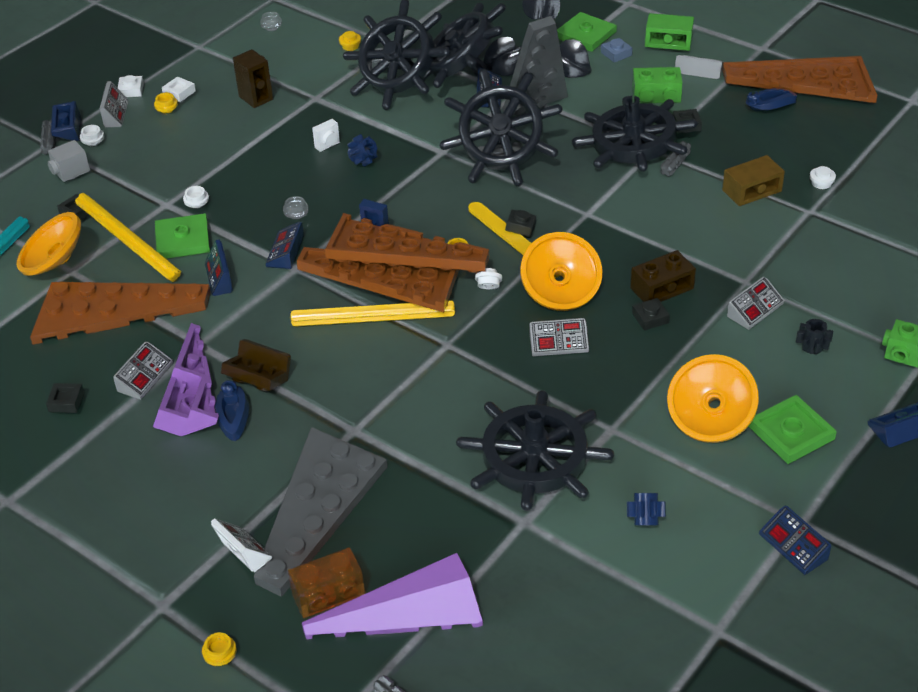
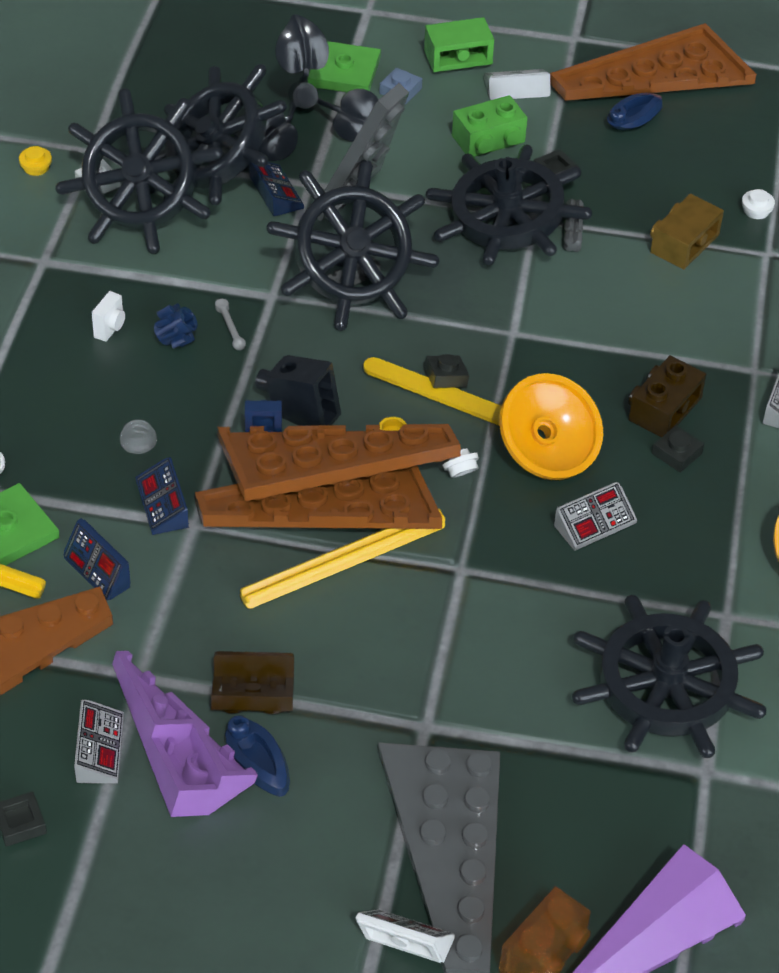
camera: 30 degrees left, 5 degrees up
(405, 149) = (222, 306): none -> light grey hinge
(412, 207) = (305, 389): none -> black torso

